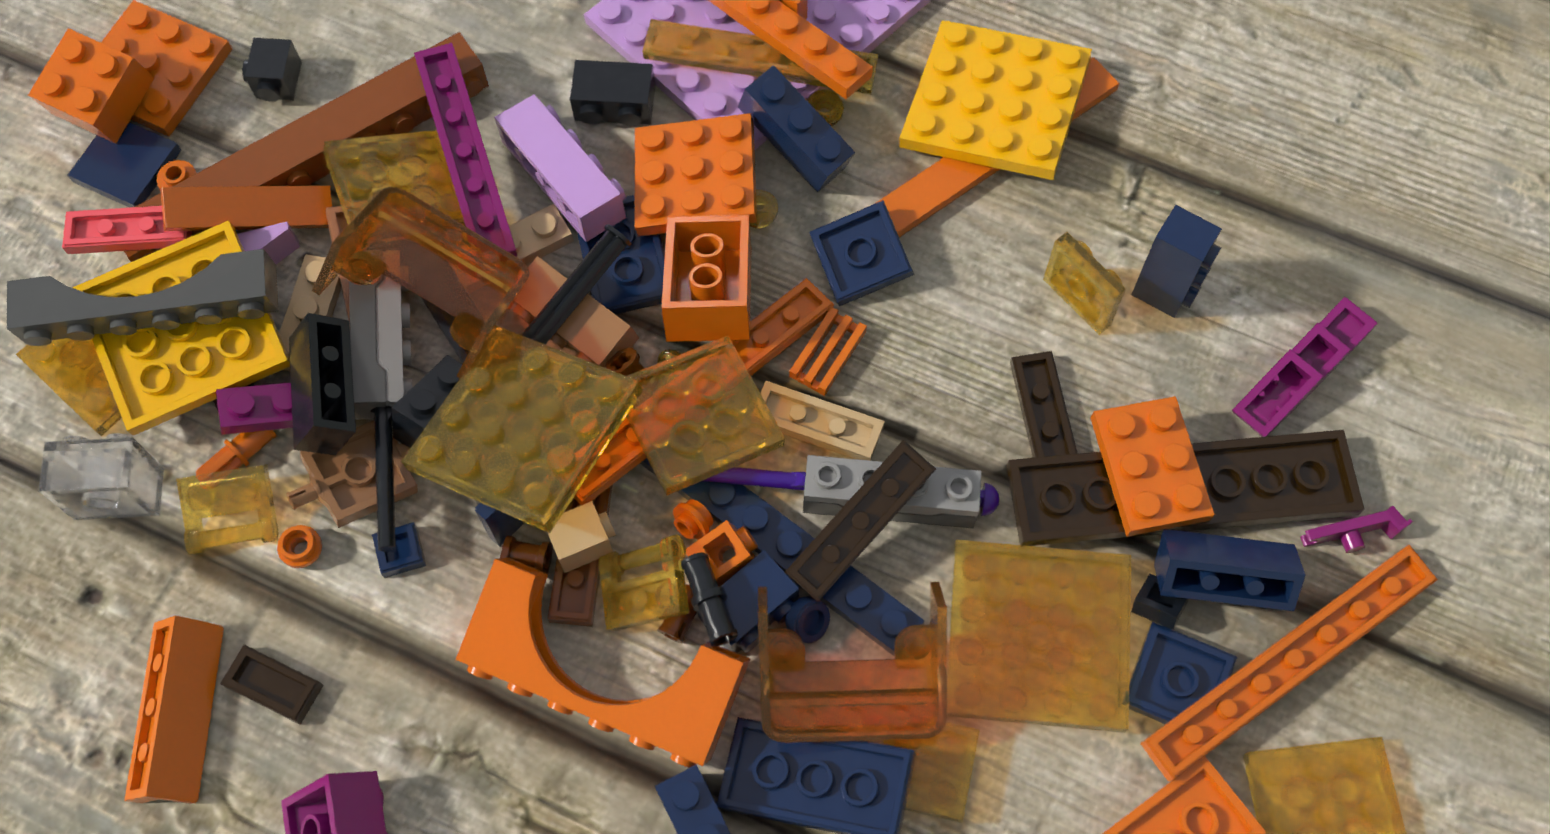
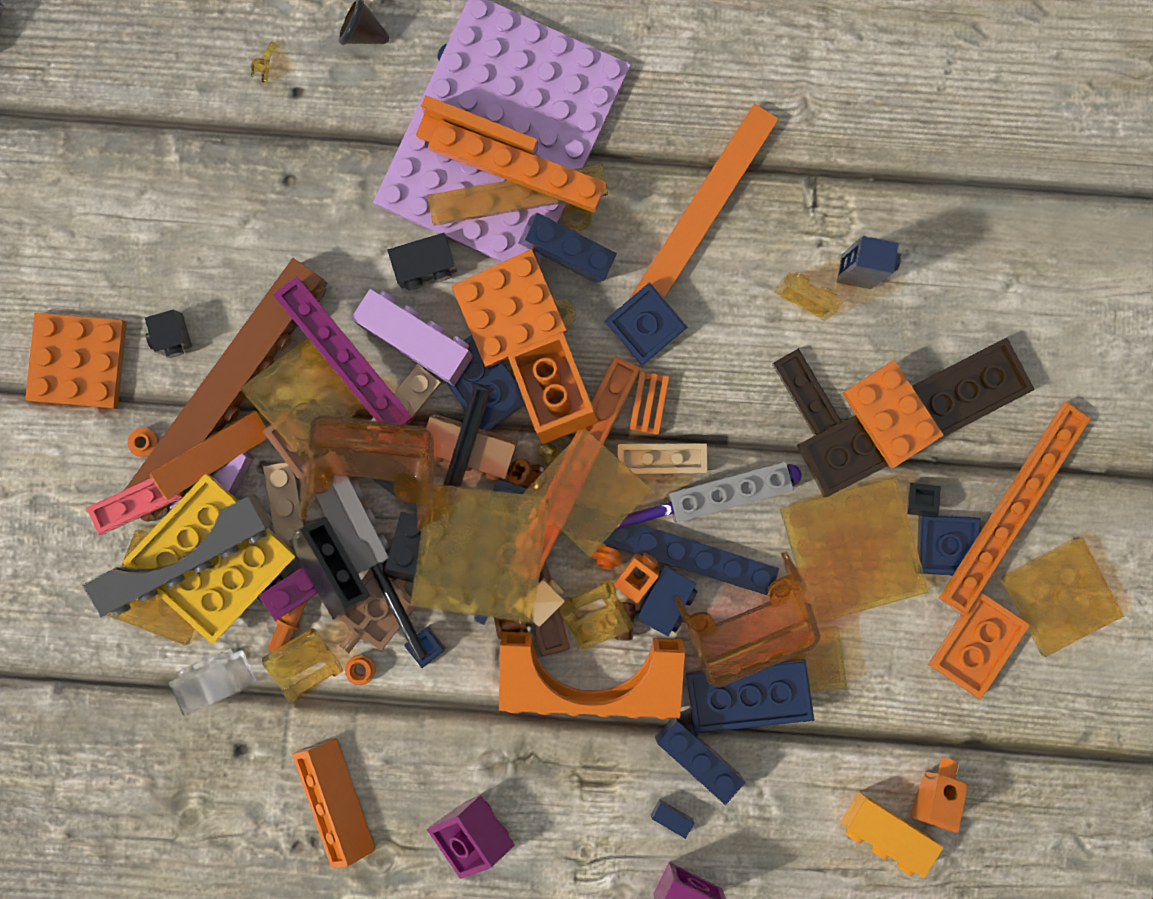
camera: 25 degrees left, 20 degrees up
(91, 85) = (48, 402): orange brick -> none
(124, 169) = (97, 443): dark blue tile -> none
(272, 684) = (385, 762): dark brown tile -> none
(709, 599) = (645, 616): black pin -> none
(808, 619) = (706, 596): dark blue tile -> none
(860, 520) = (721, 525): dark brown tile -> none
(996, 99) = (697, 165): yellow plate -> none
(1229, 570) = (961, 466): dark blue brick -> none
(1304, 367) = (969, 298): magenta slope -> none
(1350, 530) = (1028, 406): magenta piece -> none

